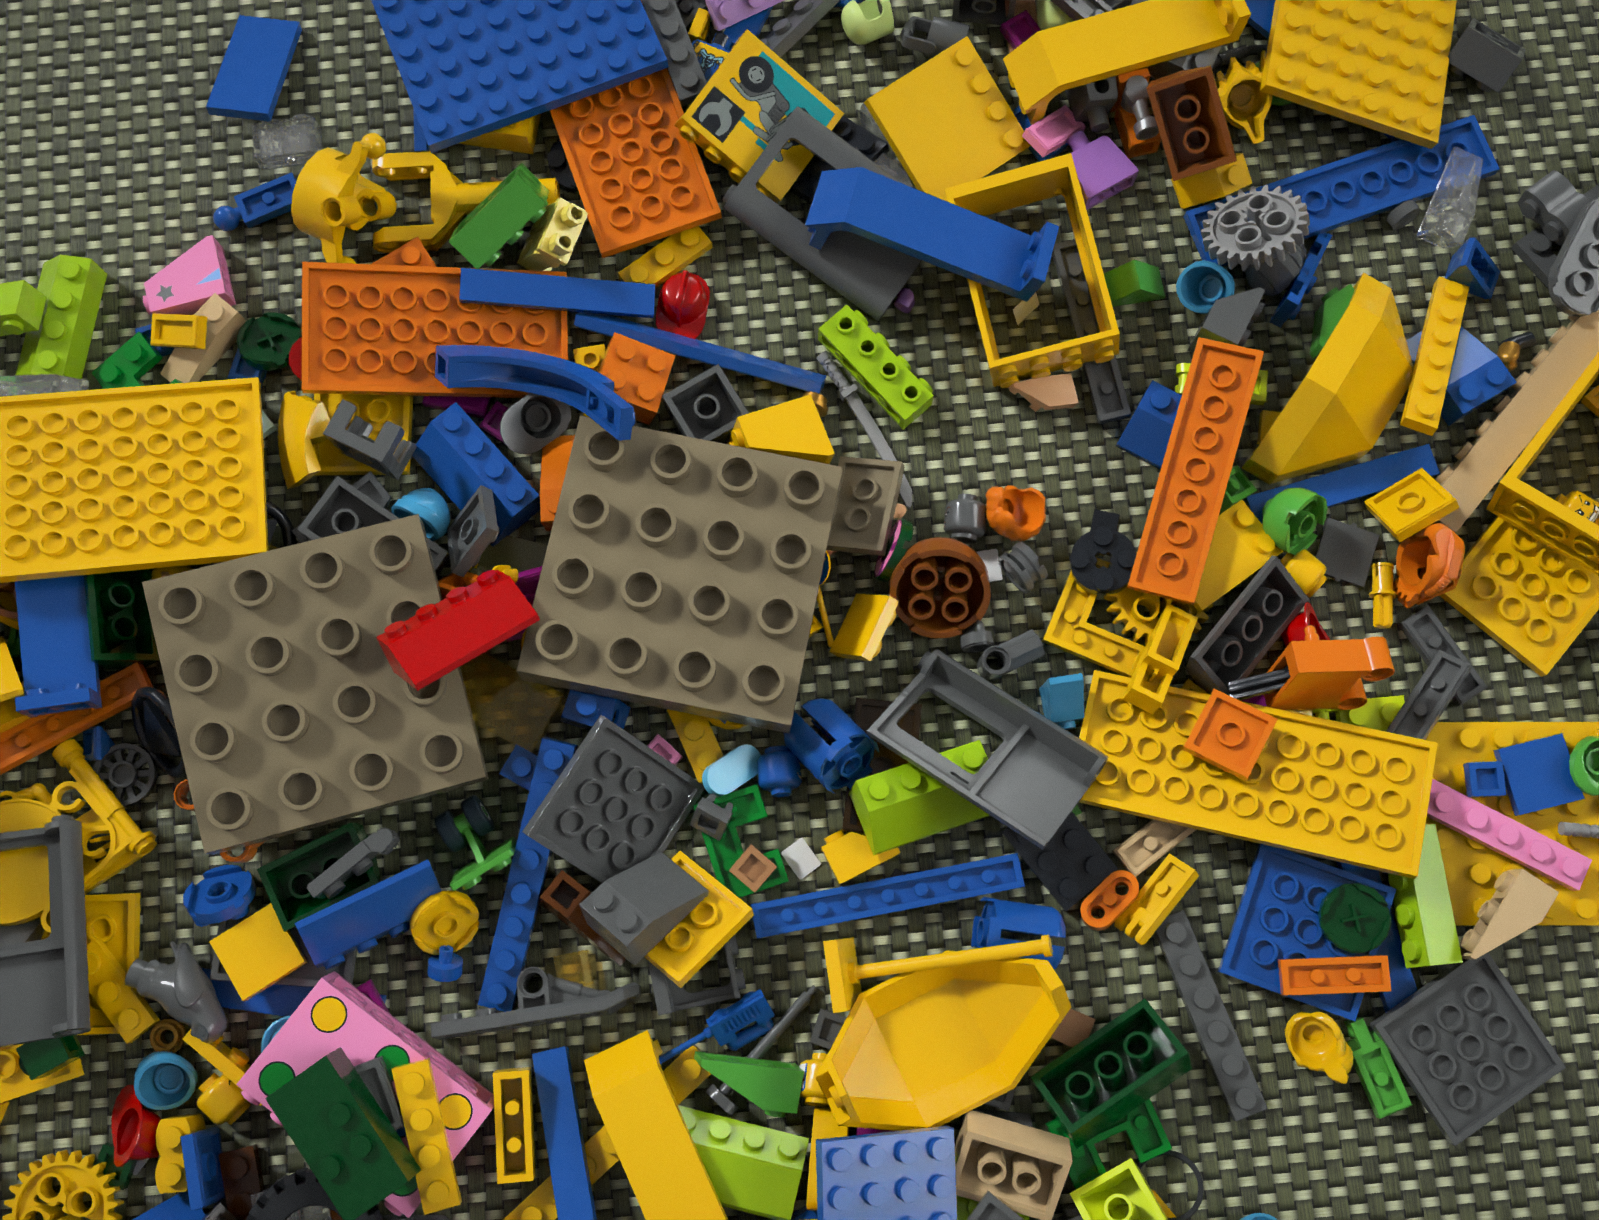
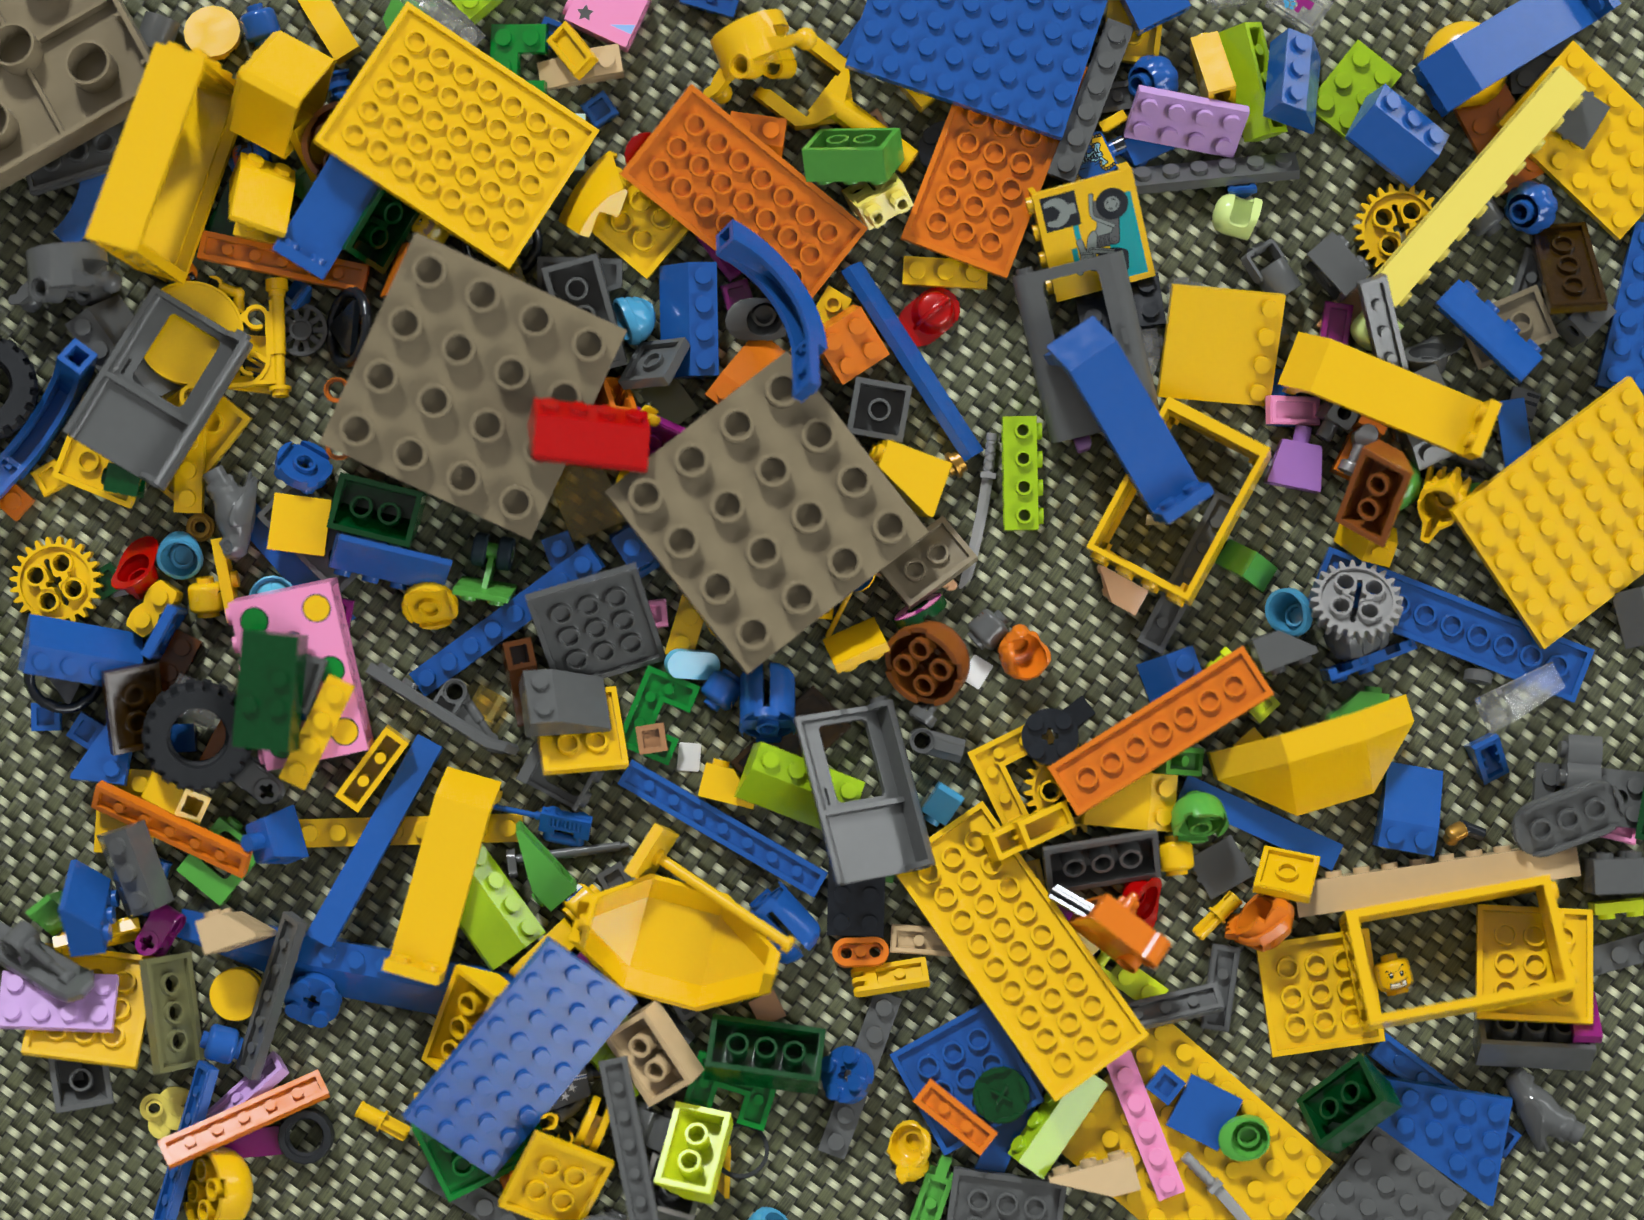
camera: 45 degrees right, 10 degrees up
(268, 340) = (628, 104): dark green tile -> none
(354, 862) = (405, 523): dark grey hinge -> none
(358, 446) = (627, 226): dark grey panel -> none
(445, 966) = (408, 632): blue tile -> none
(556, 293) = (848, 241): blue tile -> none
(711, 817) = (652, 685): dark grey tile -> none
(1022, 567) = (999, 695): dark grey wheel -> none
(1215, 1011) = (833, 1072): none -> blue plate
(1230, 734) = (1024, 917): orange plate -> none
(1435, 356) = (1398, 791): yellow plate -> none

